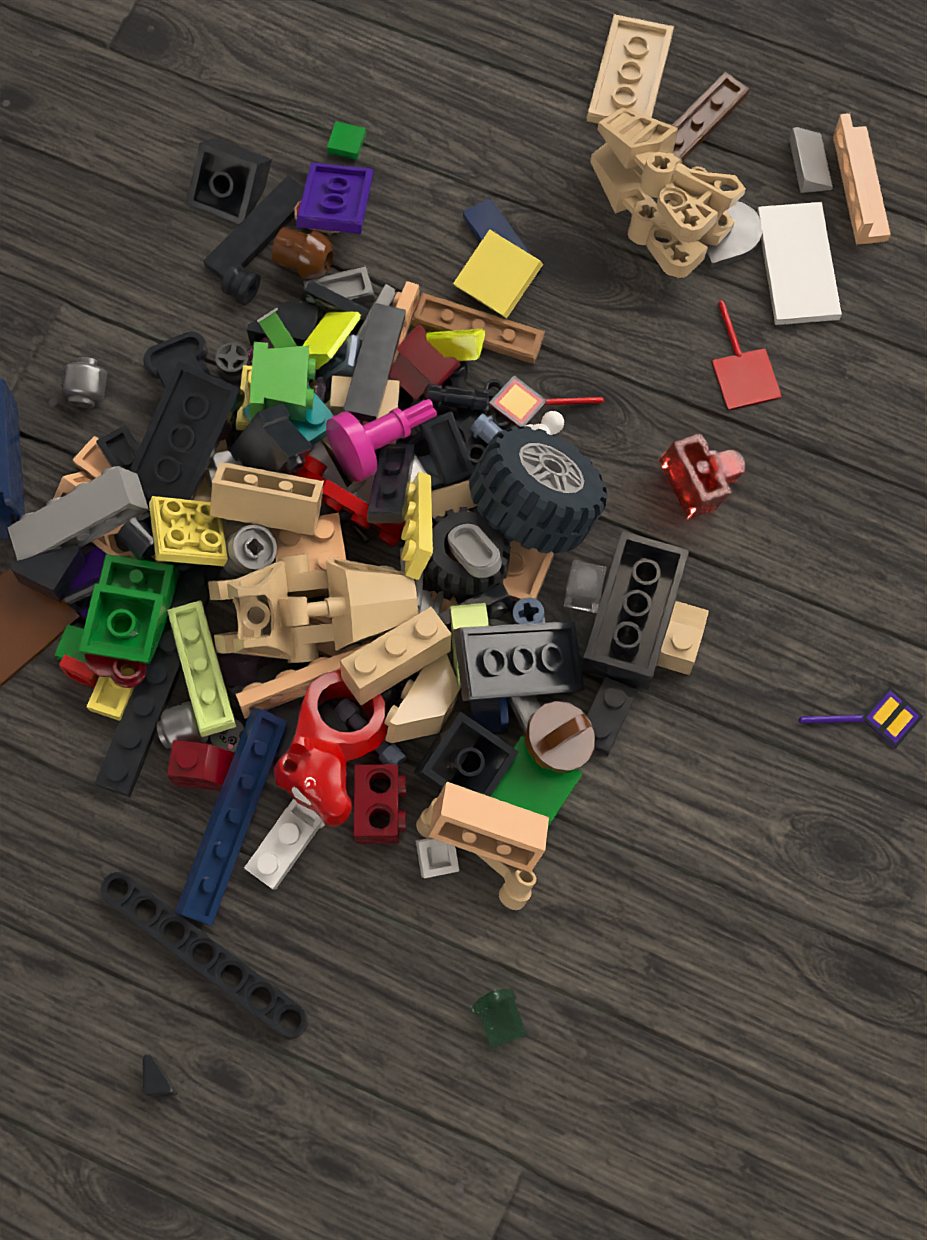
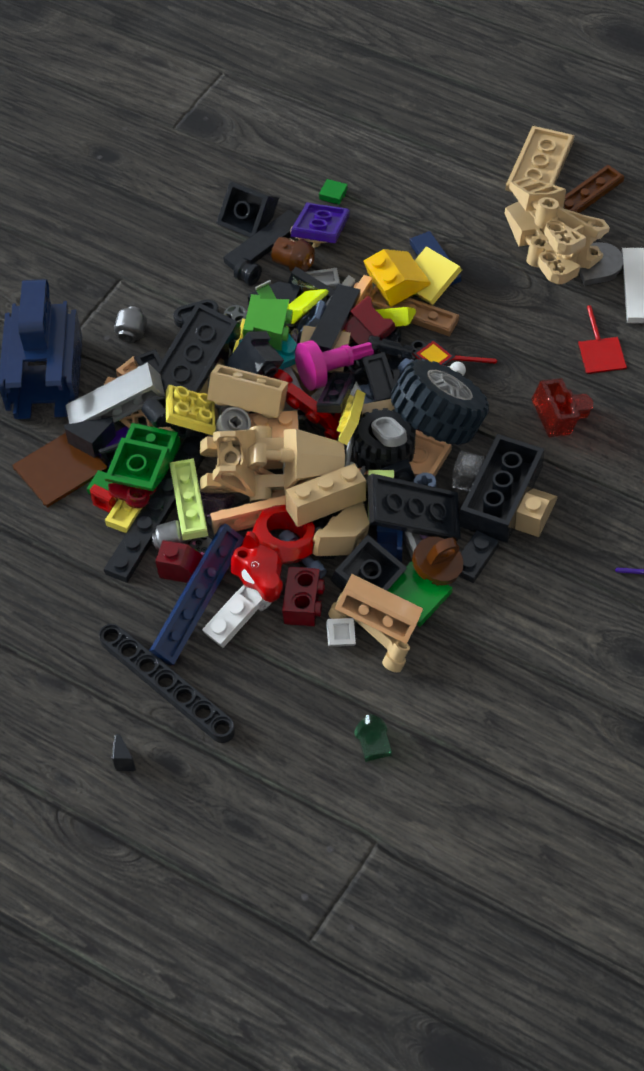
camera: 10 degrees right, 15 degrees down
(452, 279) = (395, 275): none -> yellow slope

